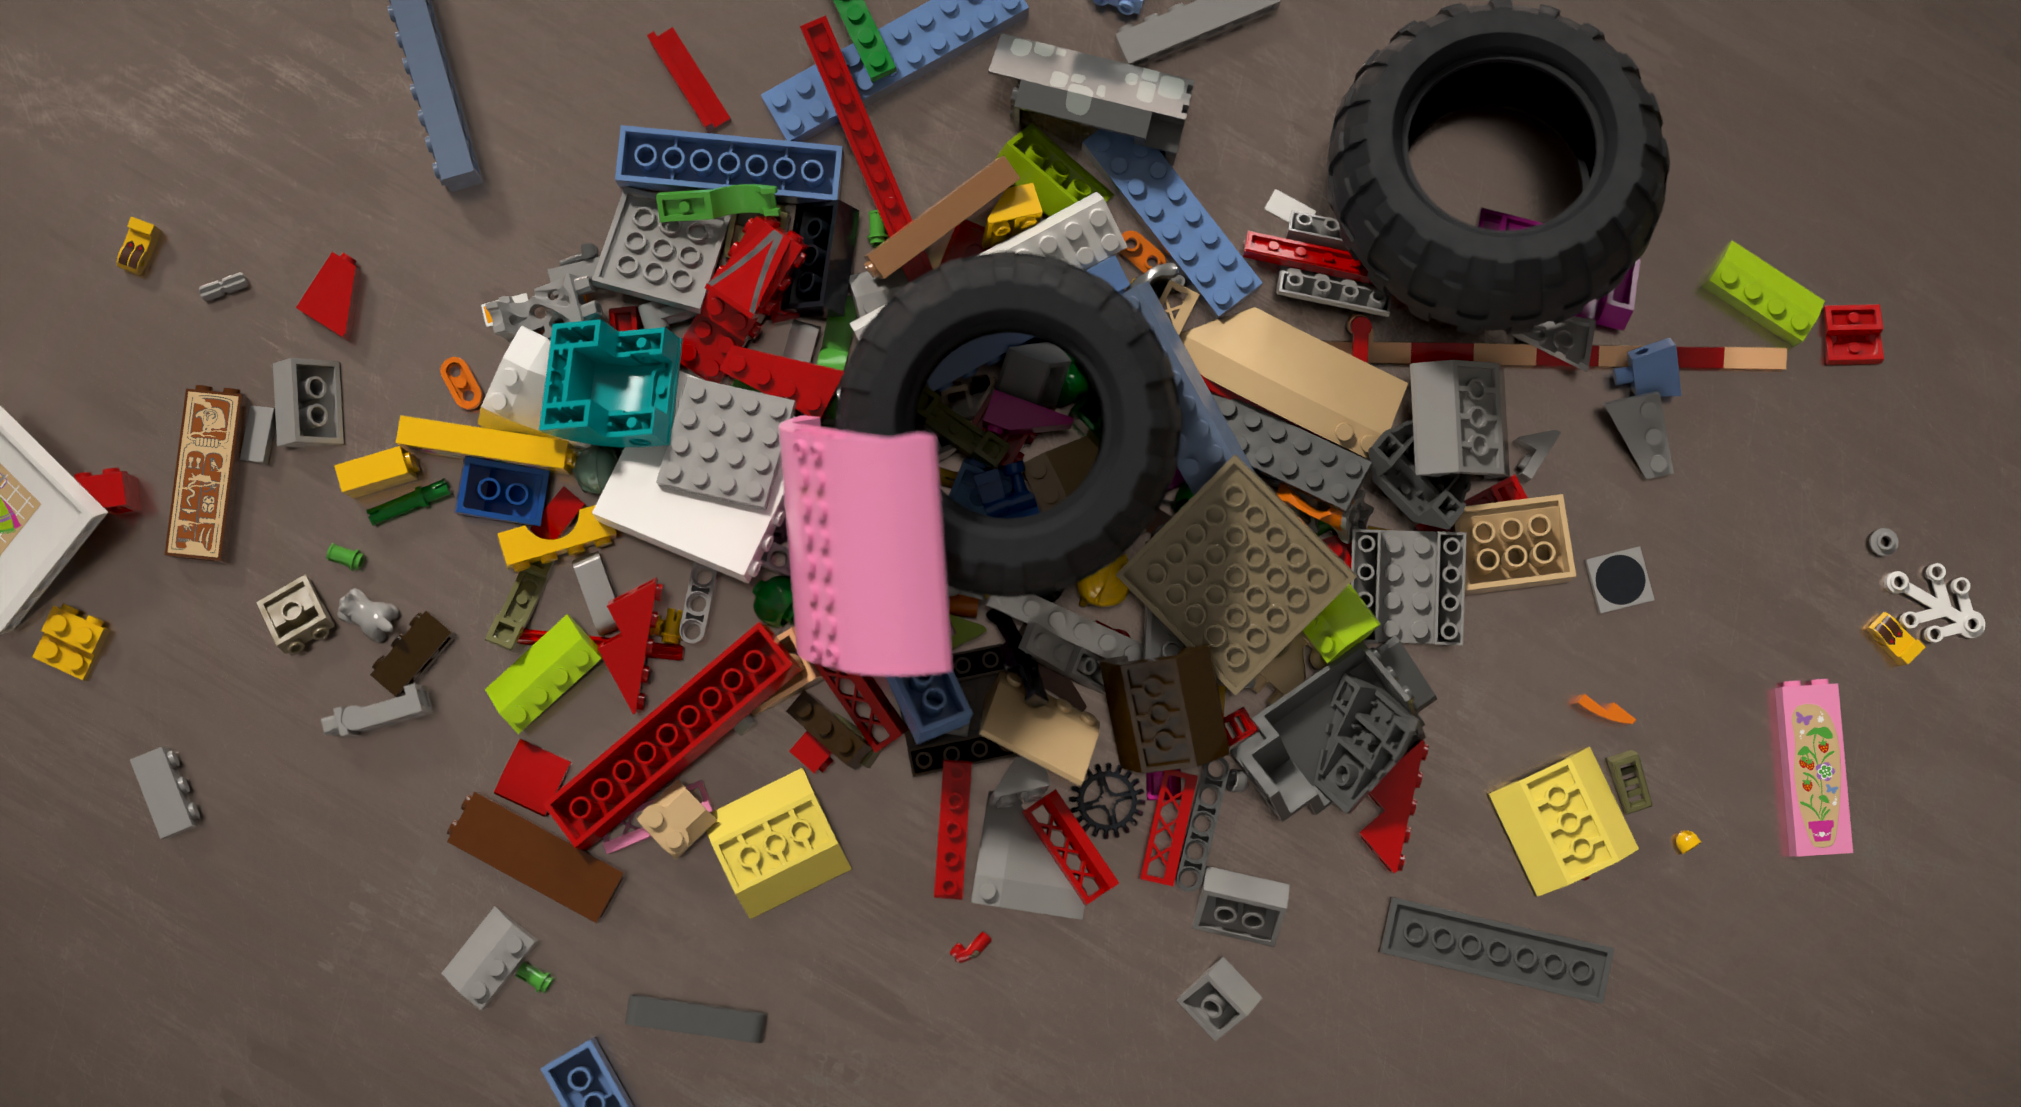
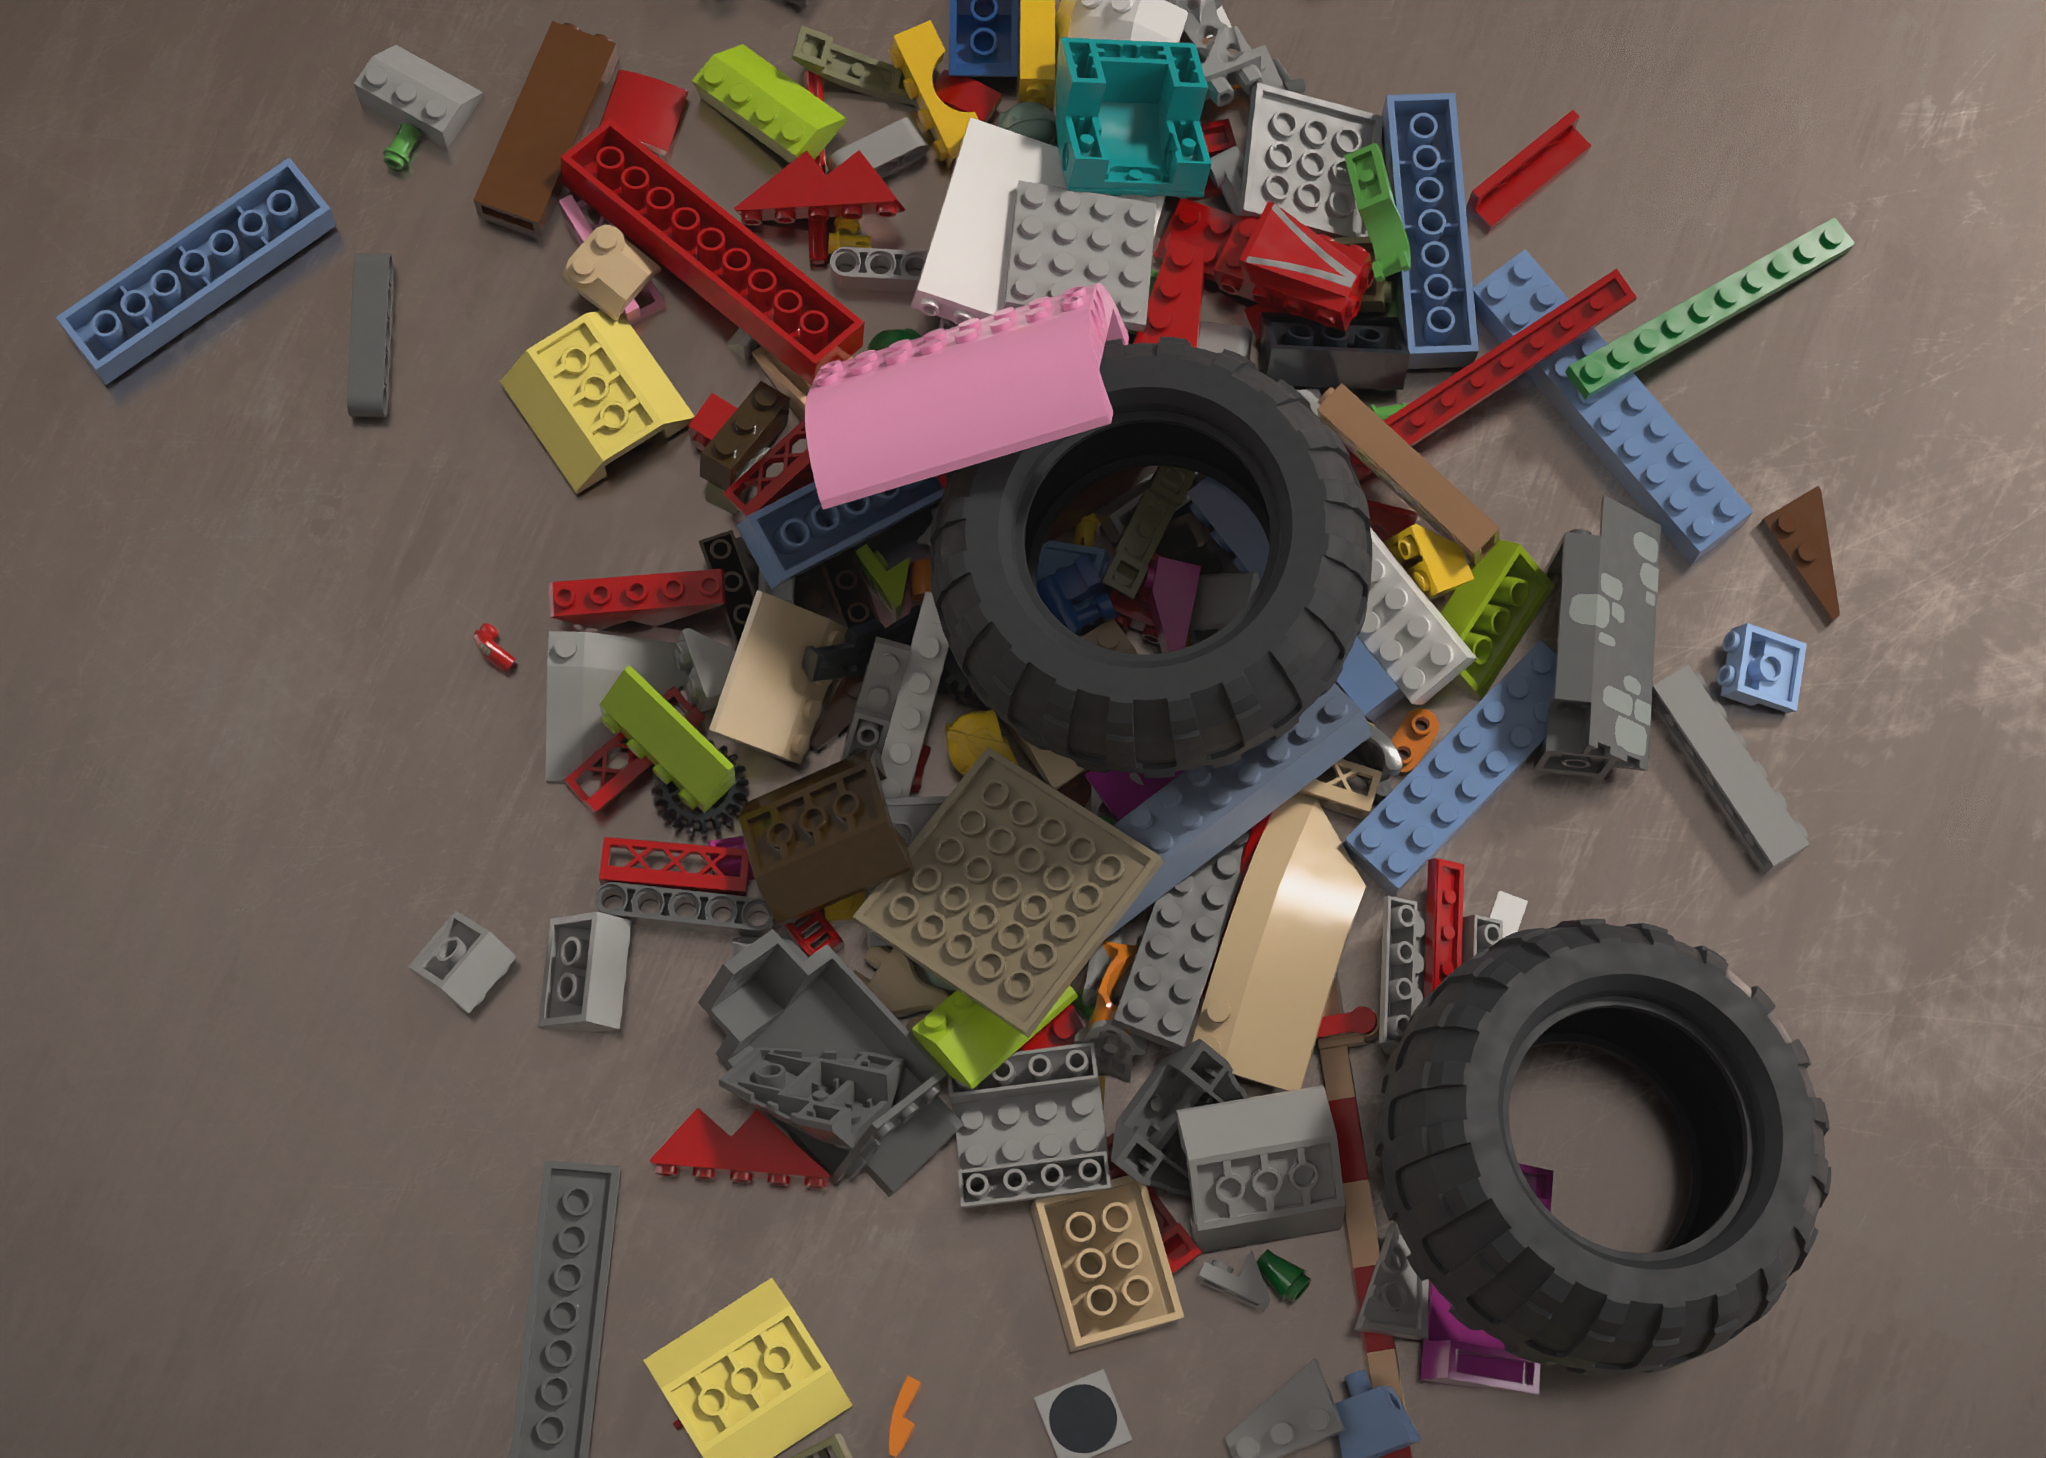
camera: 80 degrees right, 10 degrees down
(1078, 820) = (667, 741): none -> lime slope
(1535, 417) = (1285, 1277): none -> green cone

